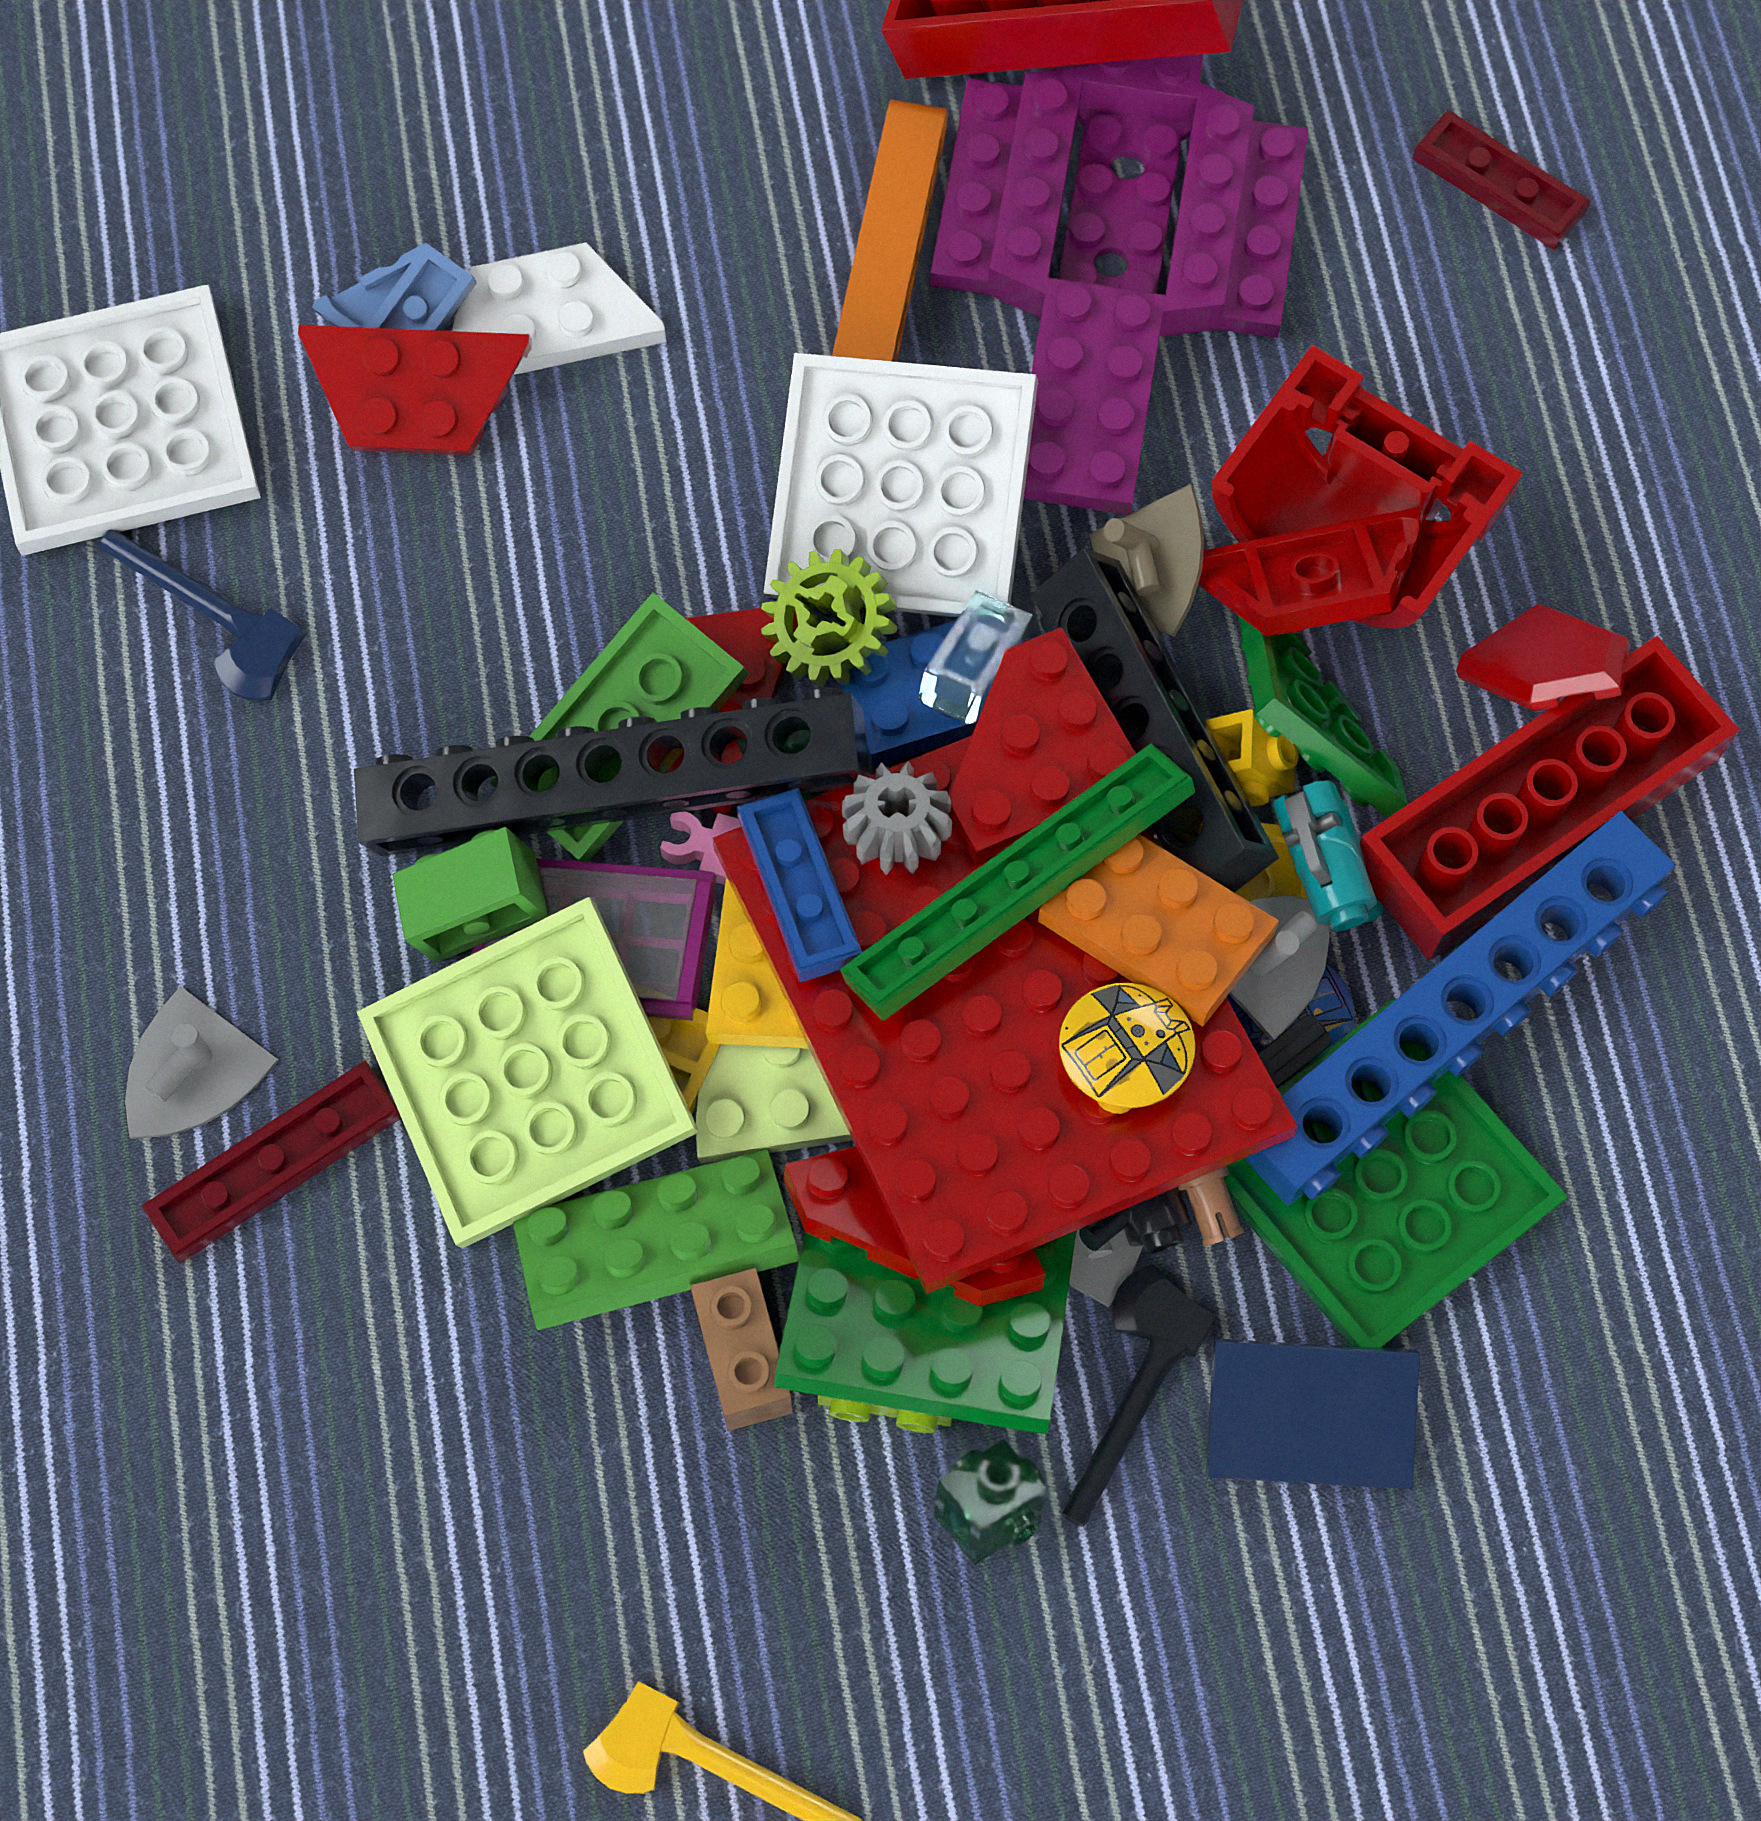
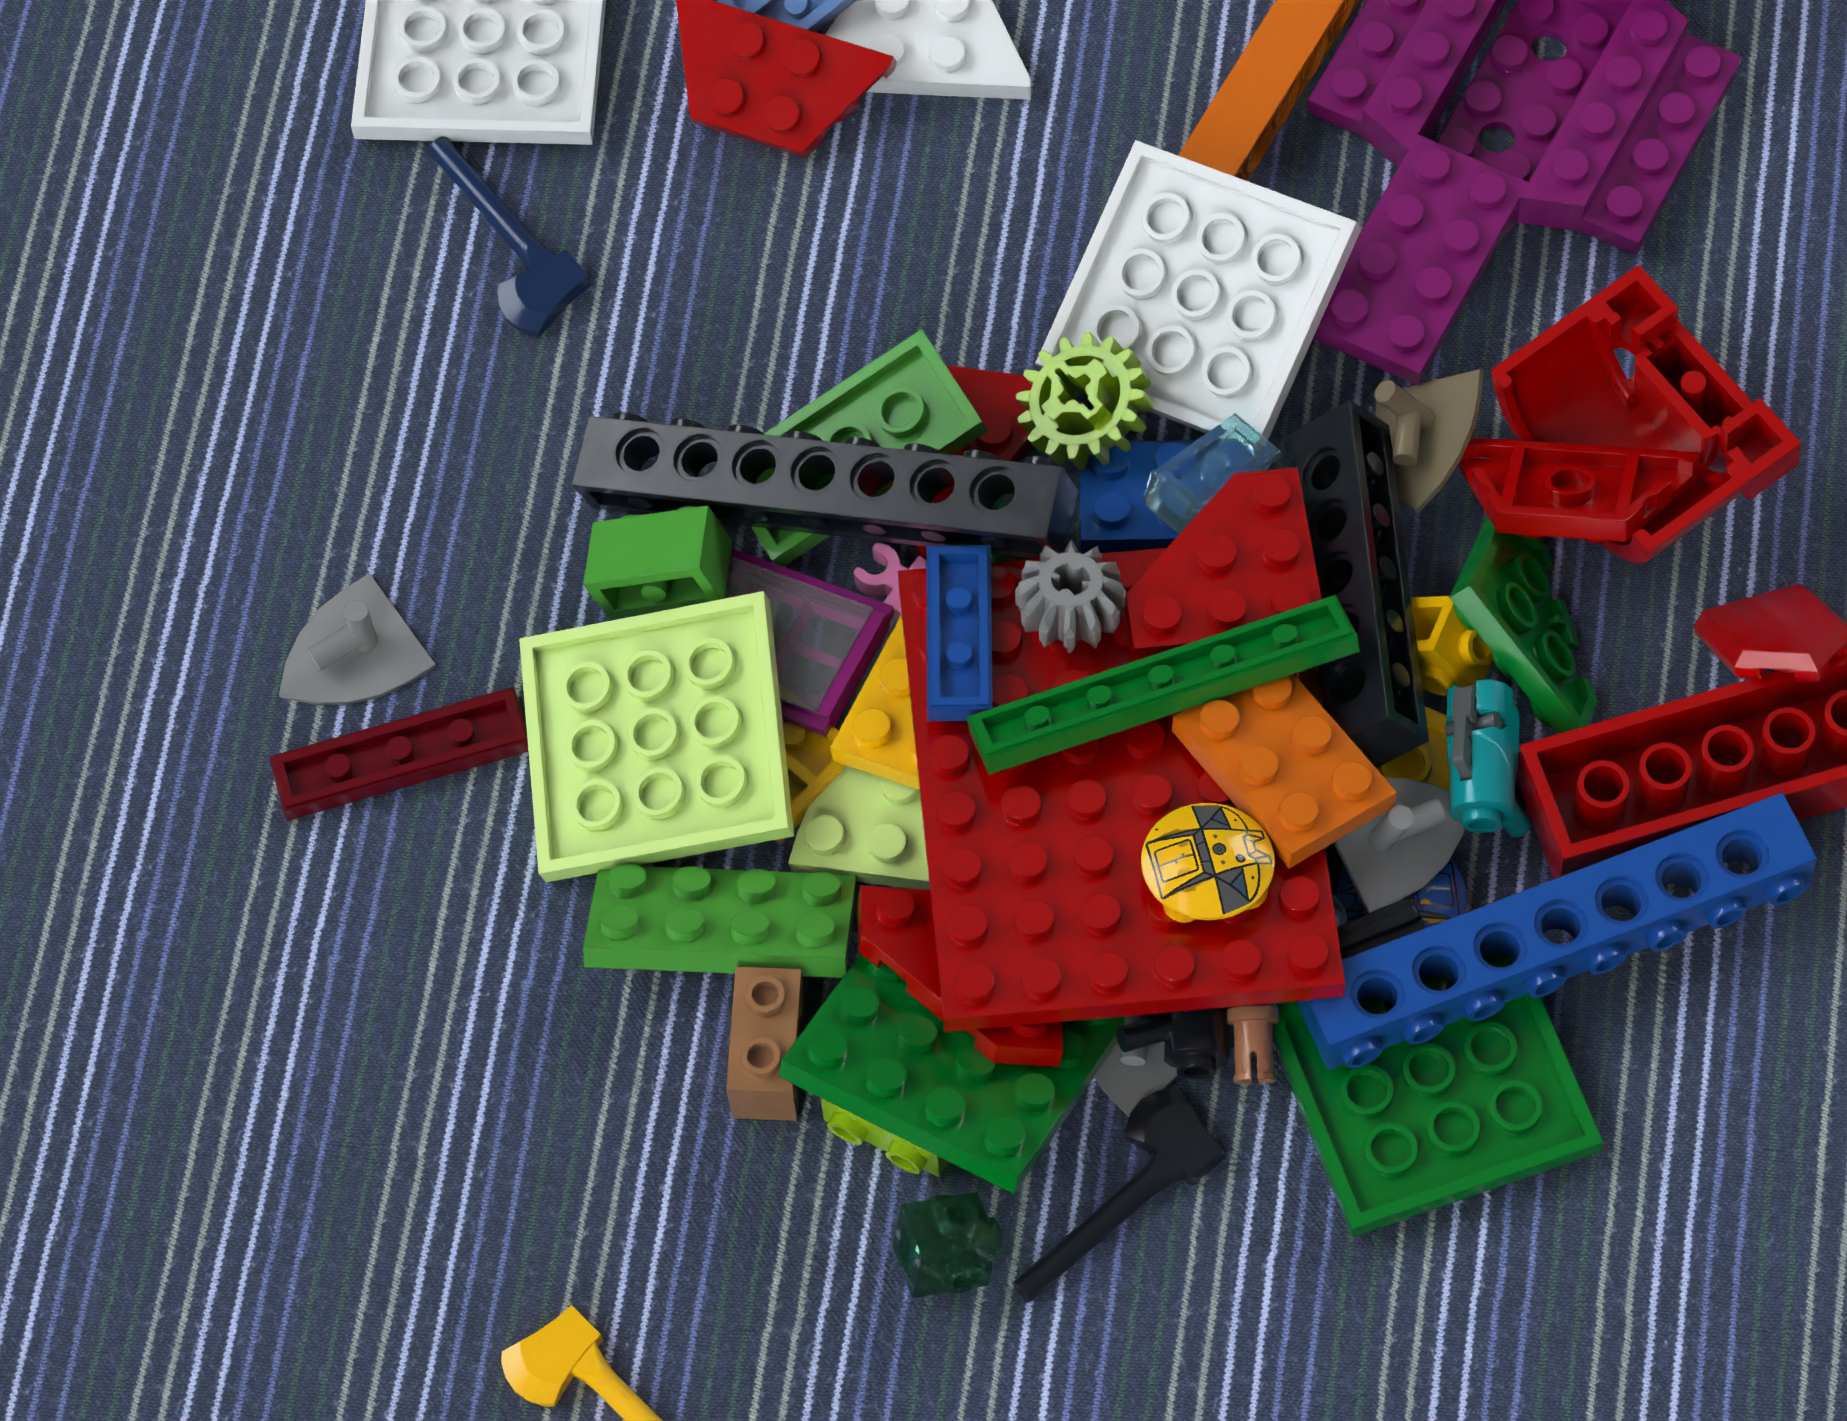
camera: 25 degrees right, 5 degrees down
(1313, 1413) = (1280, 1263): dark blue tile -> none

